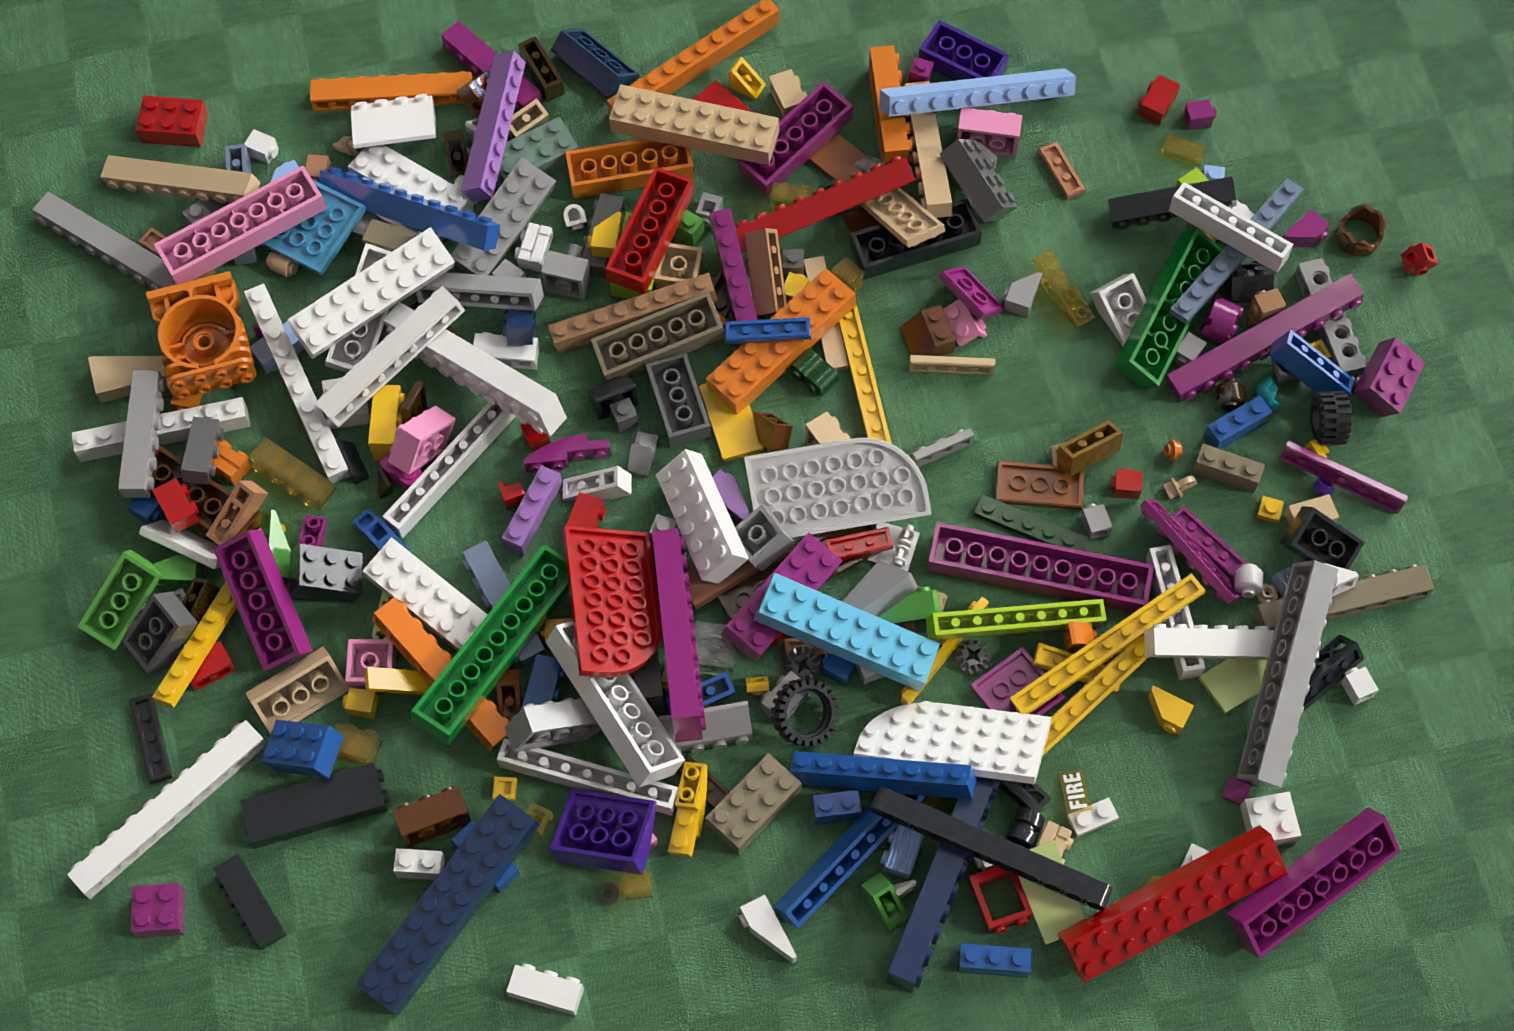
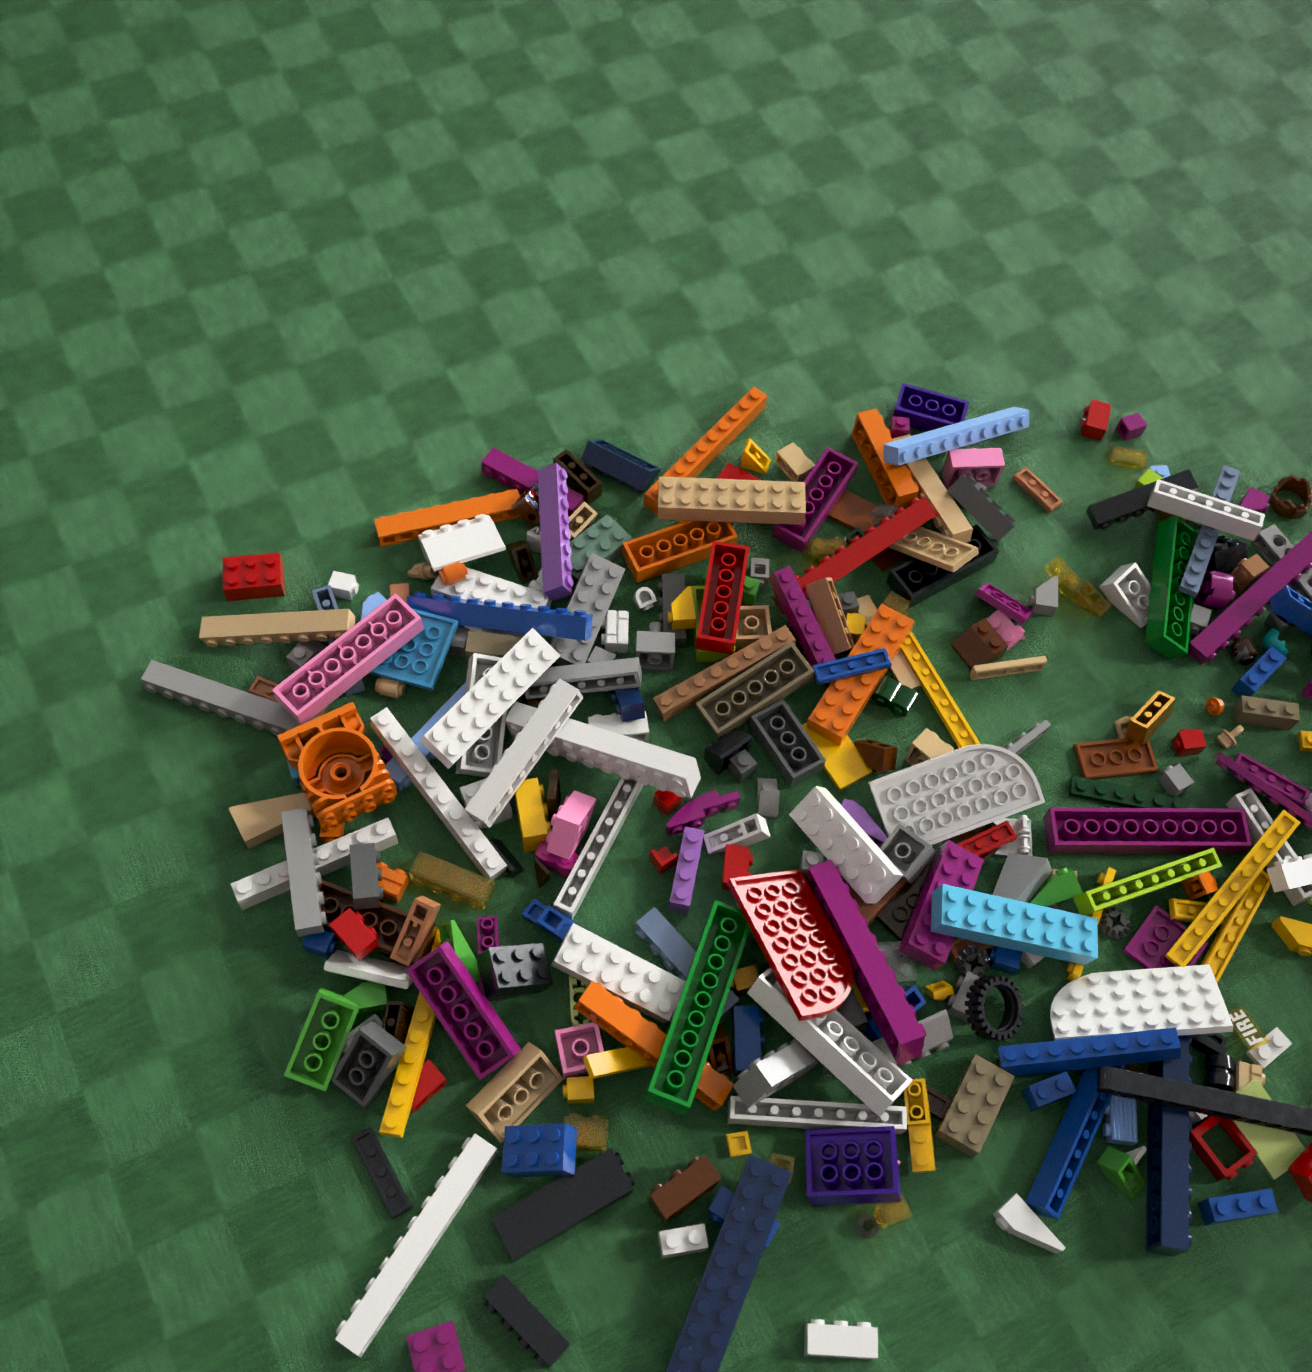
camera: 20 degrees left, 5 degrees down
(372, 154) = (453, 573): none -> orange brick

